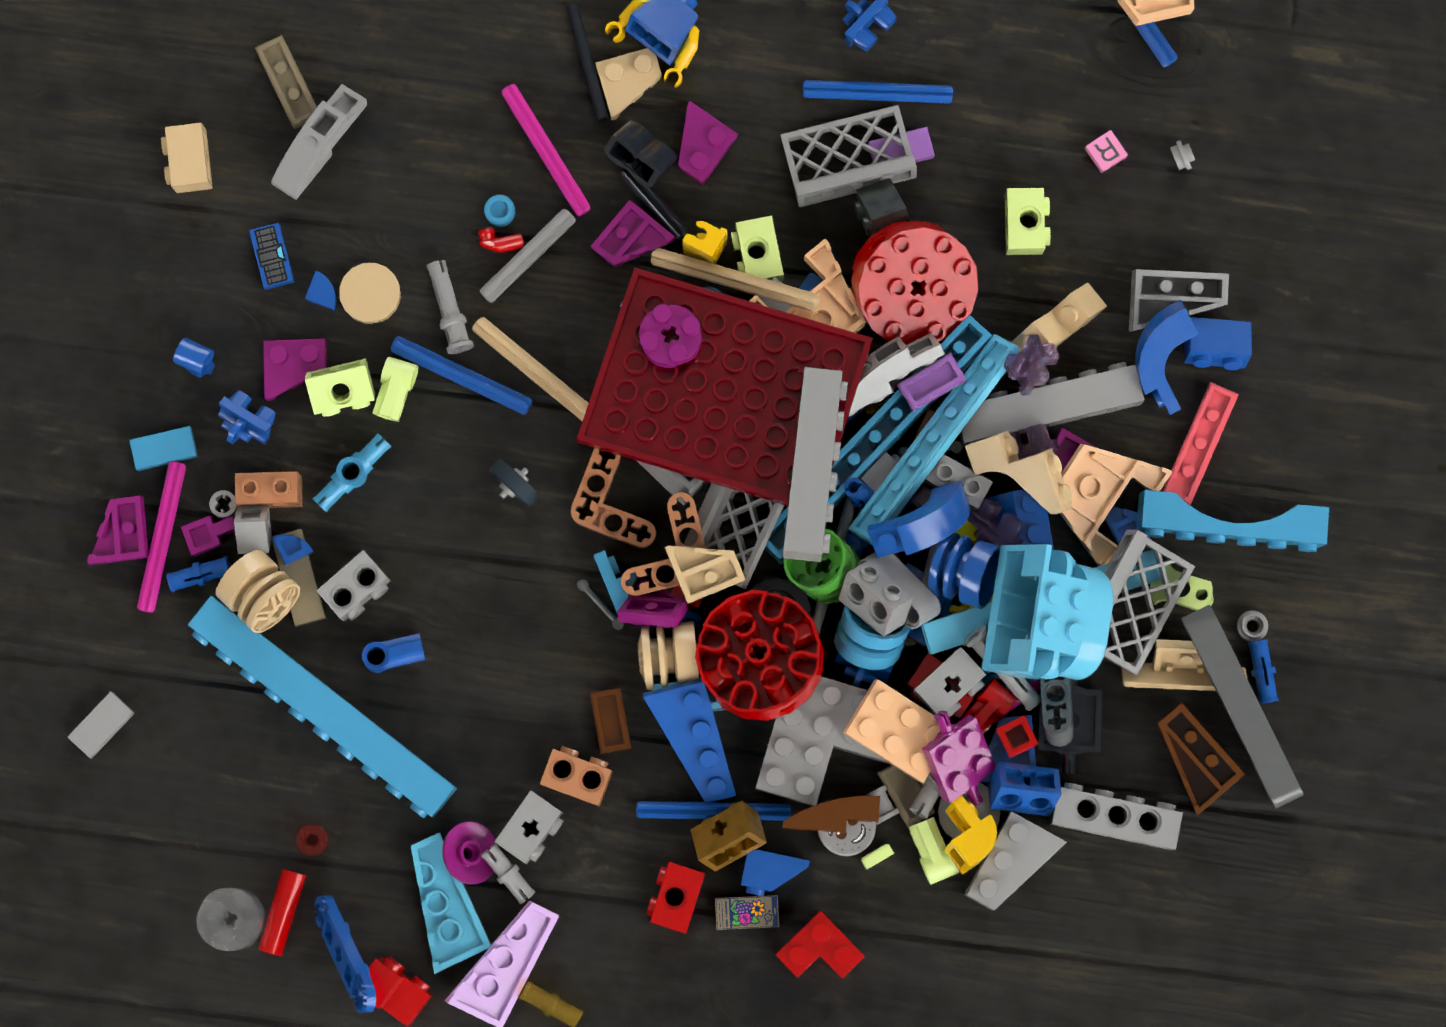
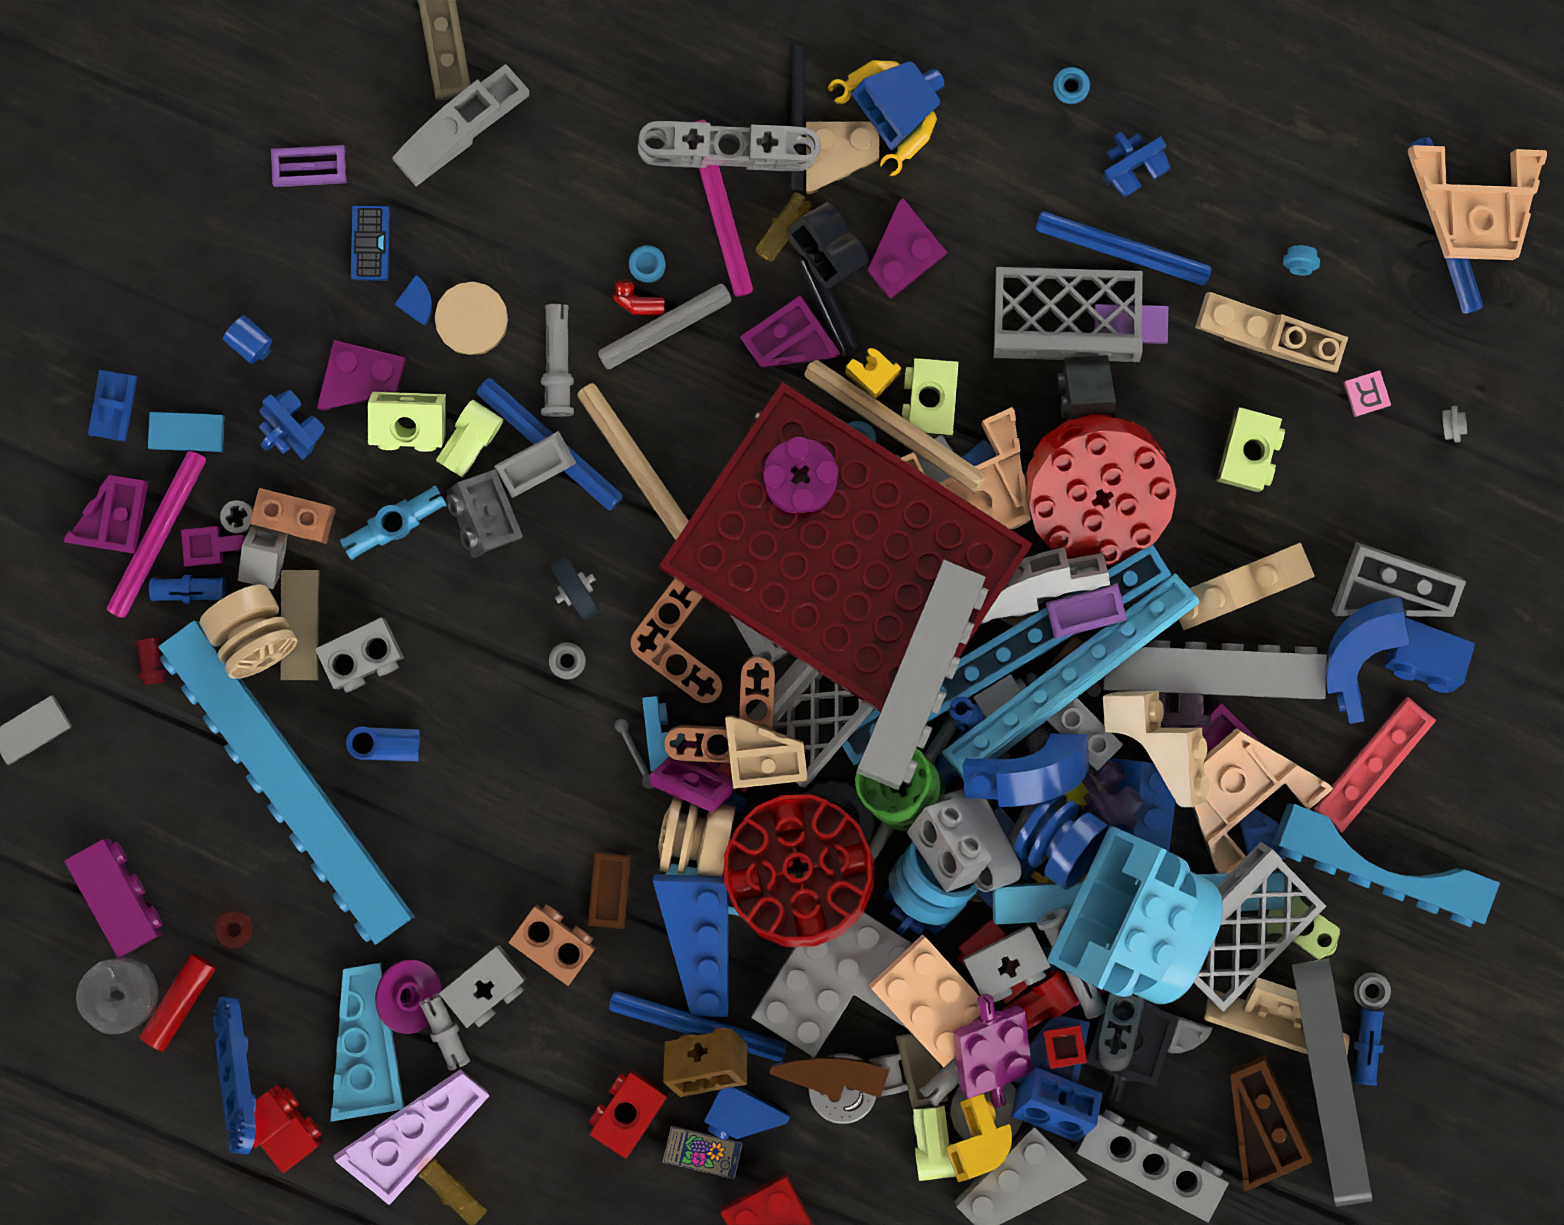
camera: 15 degrees right, 5 degrees up
(98, 442) = (112, 405): none -> blue hips
(184, 641) = (150, 662): none -> dark red pin
(187, 158) = (304, 101): tan brick -> none
(207, 840) = (114, 896): none -> magenta brick
(208, 220) = (340, 165): none -> medium lavender tile
(291, 548) = (300, 590): blue tile -> none
(422, 445) = (483, 513): none -> flat silver bracket
(454, 393) = (535, 464): none -> light grey tile
(520, 535) = (555, 660): none -> light grey plate
(555, 86) = (749, 140): none -> light grey piece
(598, 158) = (777, 234): none -> clear yellow axle
(876, 856) = (867, 1131): yellowish green tile -> none
(1016, 125) = (1271, 333): none -> tan slope
(1022, 60) = (1301, 260): none -> dark azure plate
(1031, 363) = (1207, 622): clear purple hips -> none
(1114, 704) = (1188, 1035): none -> light grey tile

